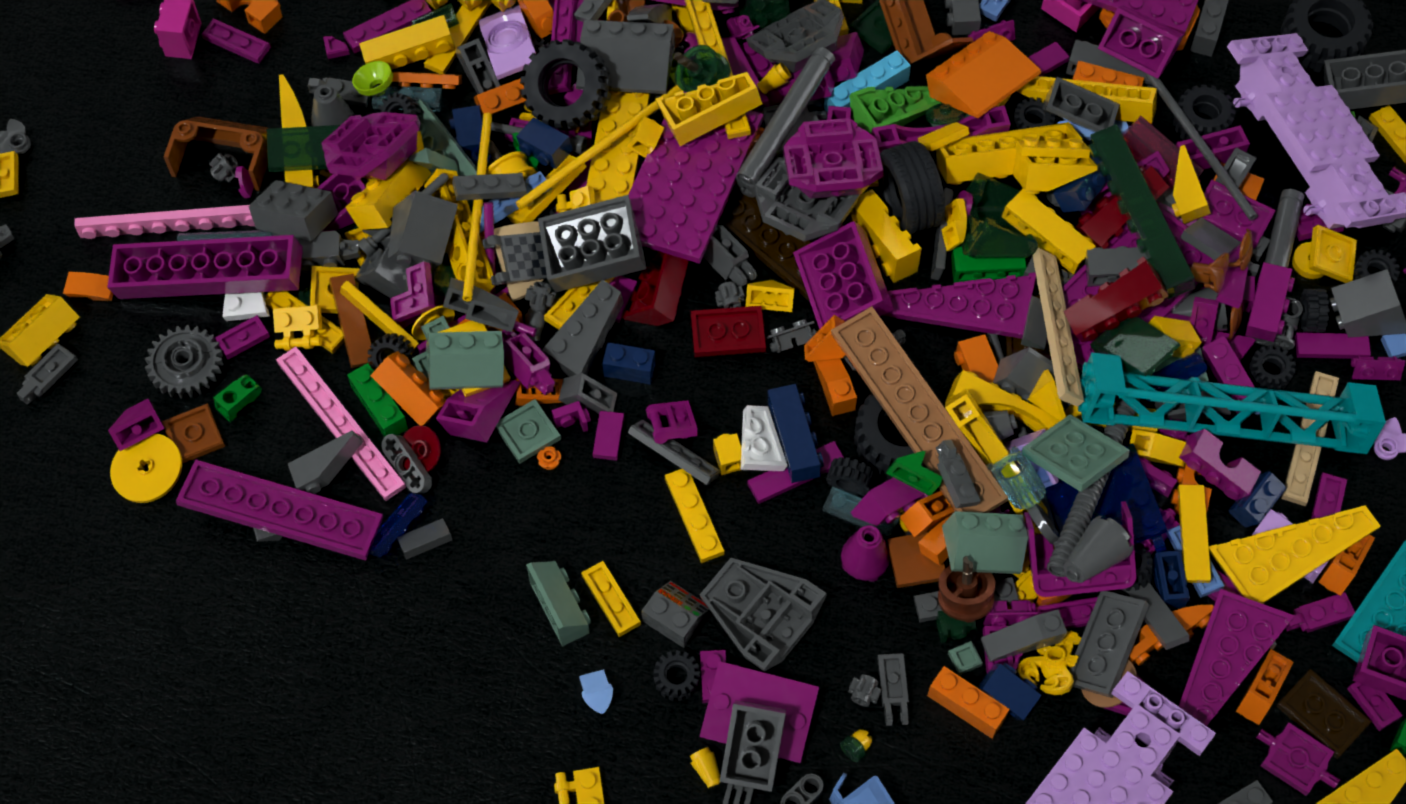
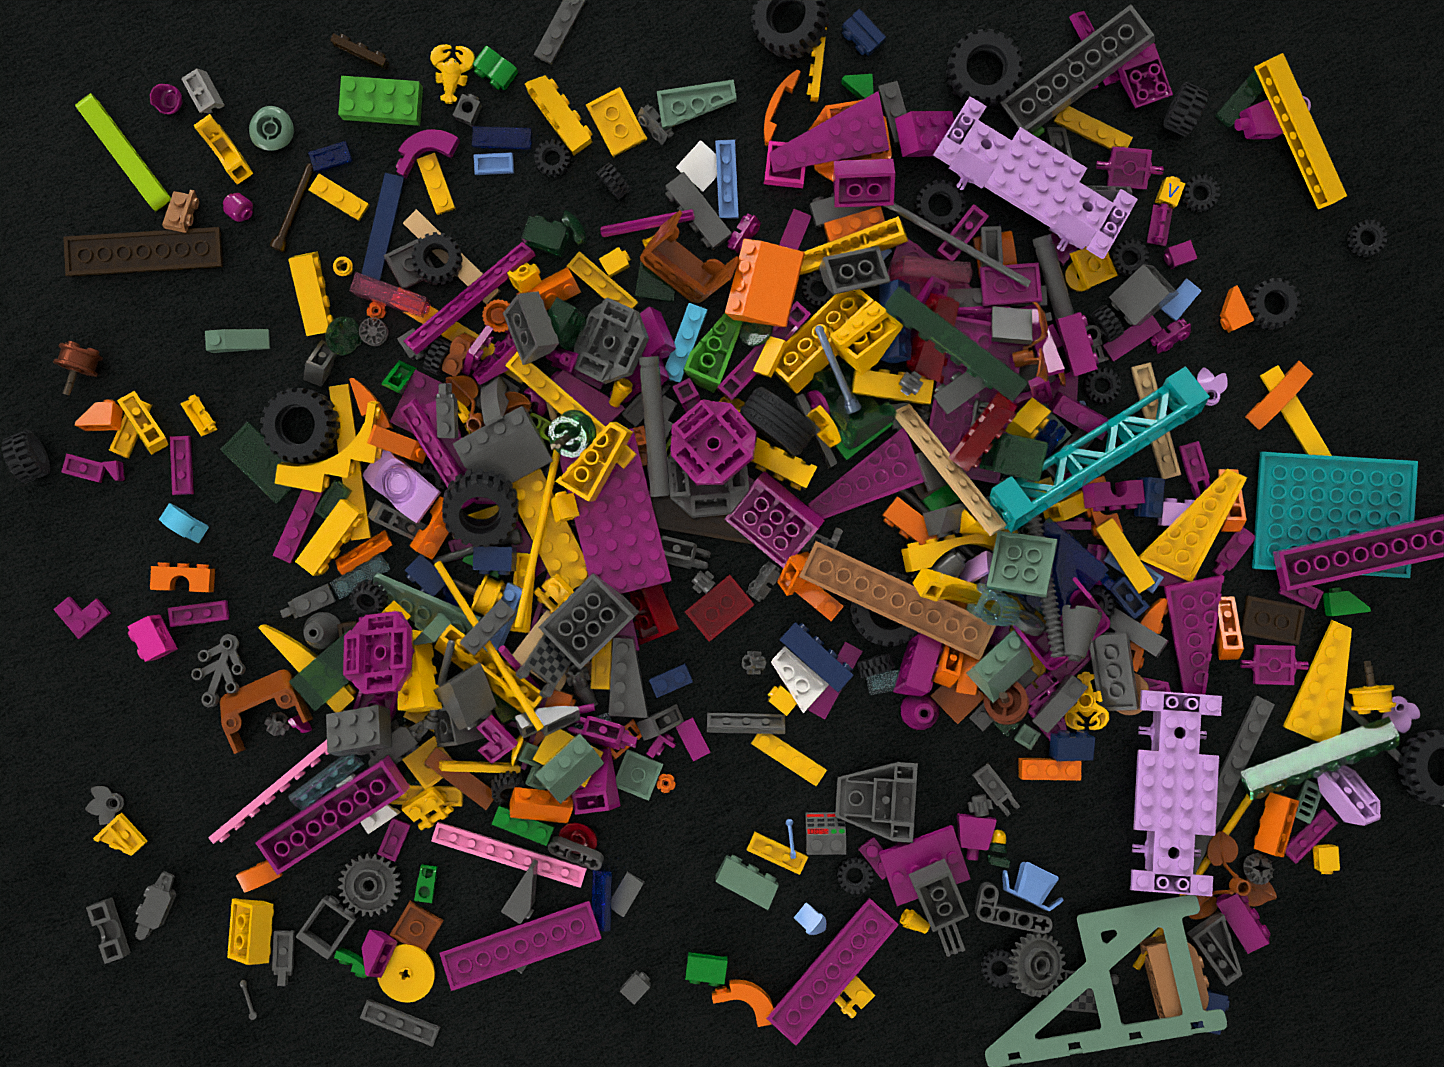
camera: 35 degrees left, 25 degrees up
(100, 512) = (400, 1022): none -> dark grey tile
(105, 421) = (346, 957): none -> green slope
(106, 355) = (317, 943): none -> dark grey window
(235, 82) = (221, 668): none -> dark grey plant
(335, 47) = (275, 569): magenta tile -> none
(361, 633) = (635, 986): none -> dark grey brick
(371, 75) = (322, 582): lime piece -> none
(447, 664) = (706, 969): none -> green brick
(477, 739) = (747, 992): none -> orange arch
(578, 752) = (832, 971): none -> magenta plate
(646, 579) = (789, 823): none -> medium blue hinge
(679, 418) = (734, 699): magenta plate -> none
(725, 399) = (753, 662): none -> dark grey gear
(770, 296) = (728, 559): yellow slope -> none
(839, 716) = (975, 833): none -> magenta torso
(845, 762) = (998, 861): none -> clear green tile
(909, 471) = (923, 649): green slope -> none
(956, 476) = (955, 635): dark grey hinge -> none
(1002, 175) = (851, 403): none -> sand blue piece
(1070, 227) = (910, 383): none -> dark grey gear
(1187, 191) = (974, 295): yellow slope -> none
(1218, 30) = (922, 131): none -> magenta brick

